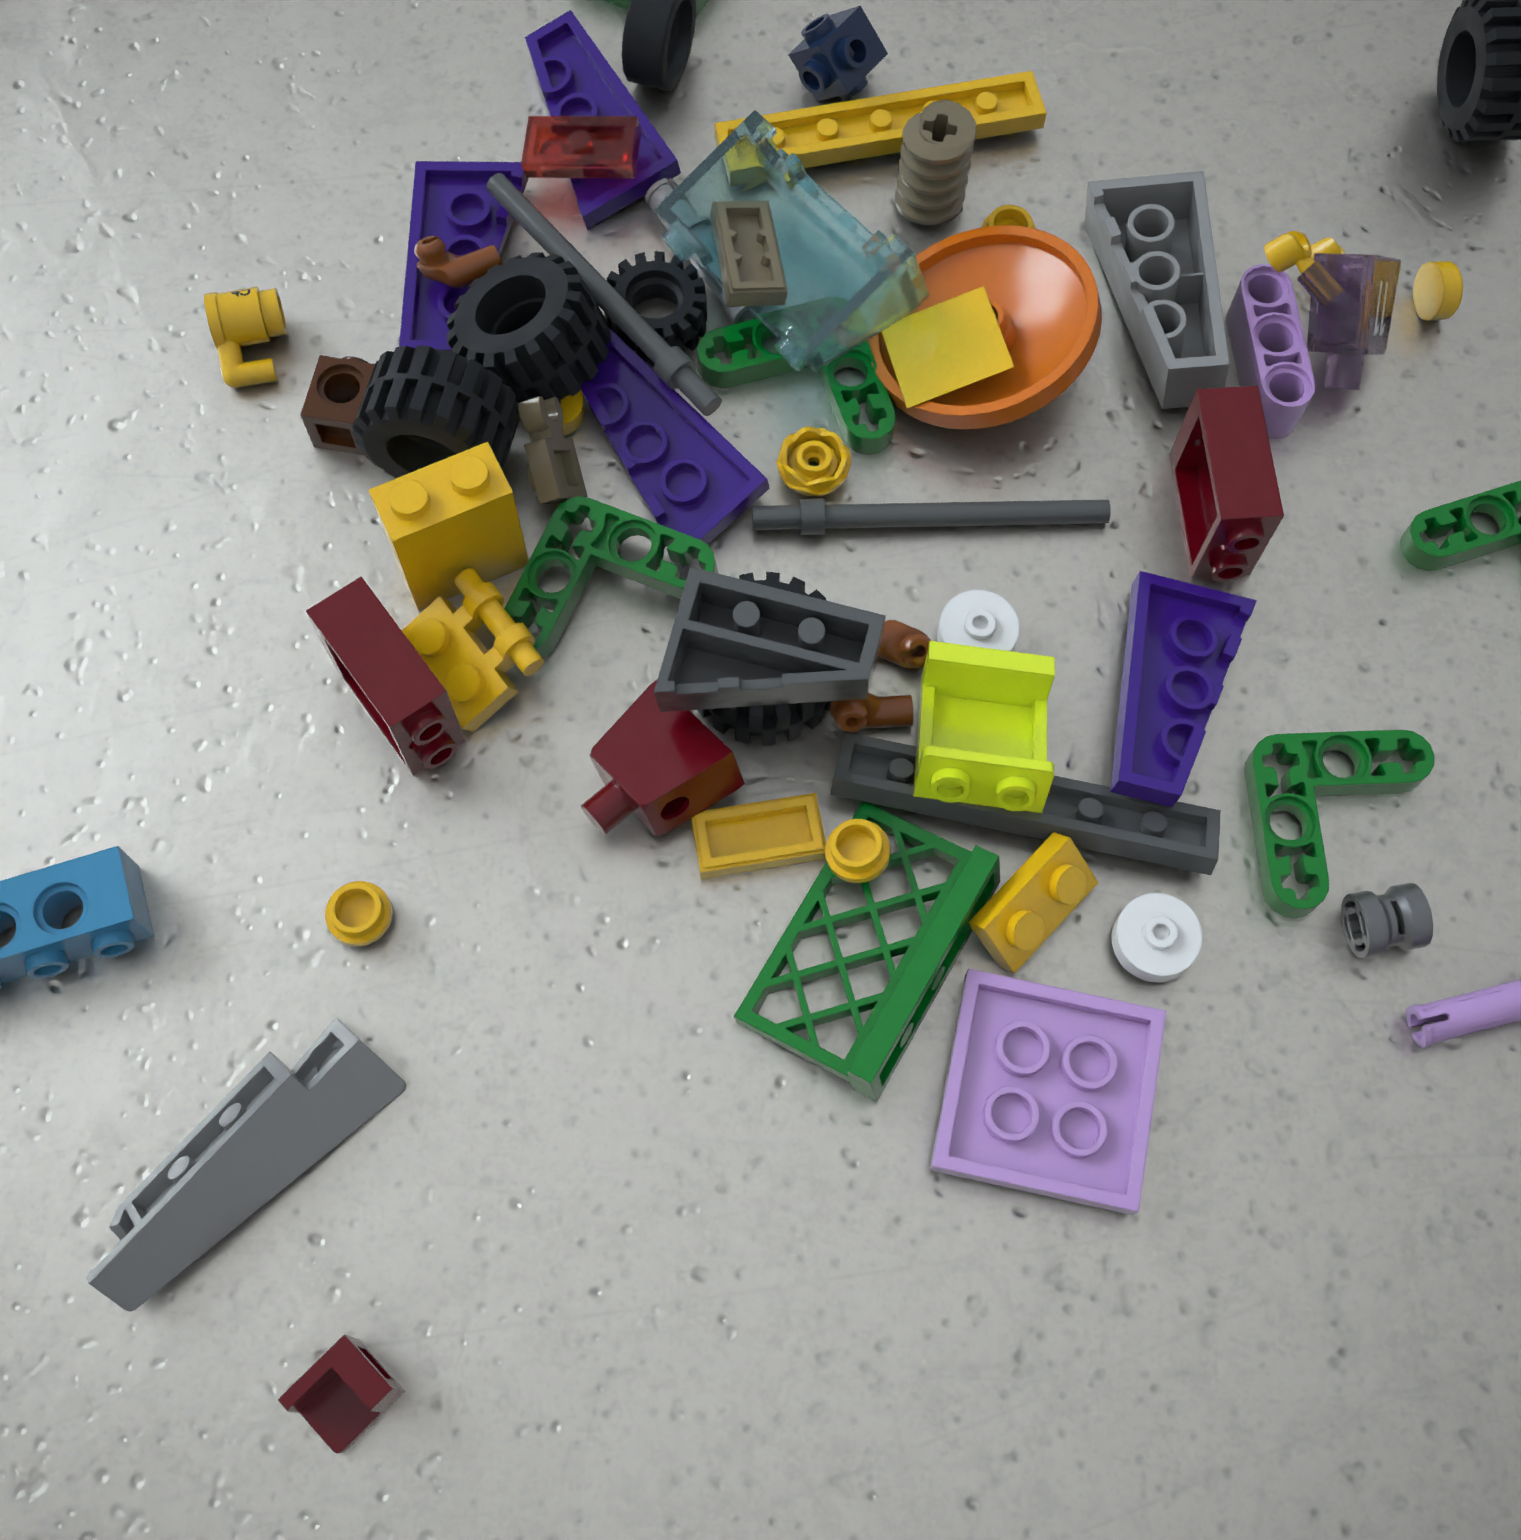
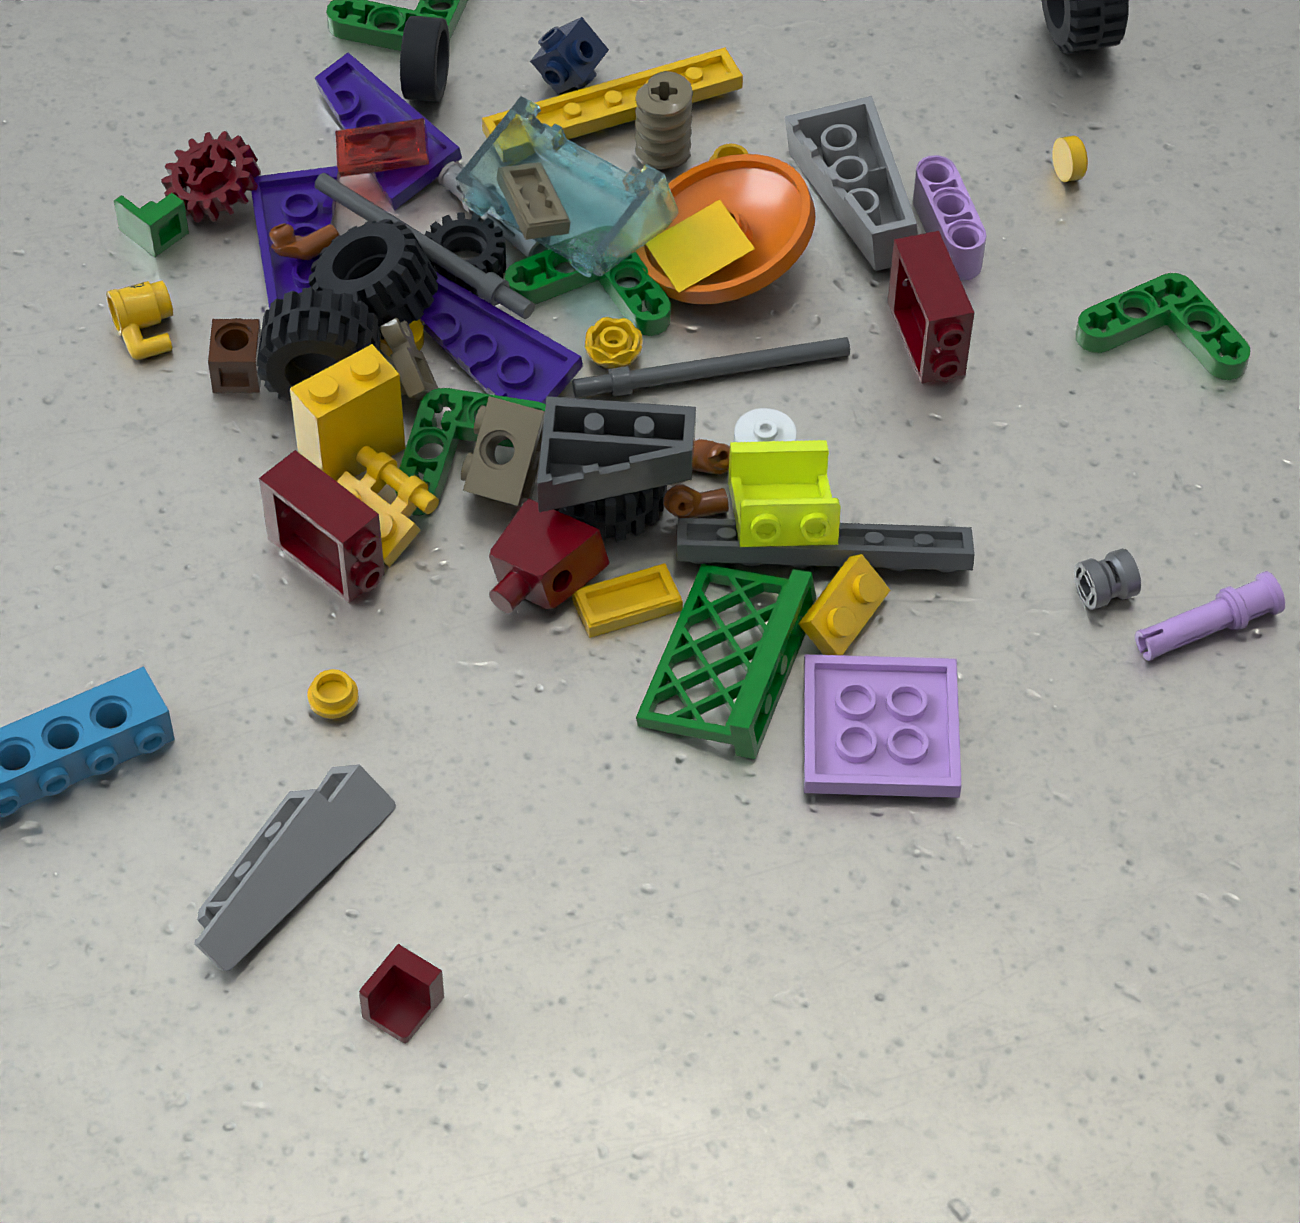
camera: 10 degrees left, 15 degrees down
(291, 207) = (154, 224): none -> green panel
(369, 153) = (211, 176): none -> dark red gear
(610, 626) = (517, 478): none -> dark tan brick
(857, 851) = (705, 590): yellow plate -> none
(1157, 937) = (940, 617): white wheel -> none
(1171, 681) = (917, 446): dark purple wing -> none
(1307, 780) = (1035, 501): green beam -> none
(1348, 301) = (999, 170): torso -> none

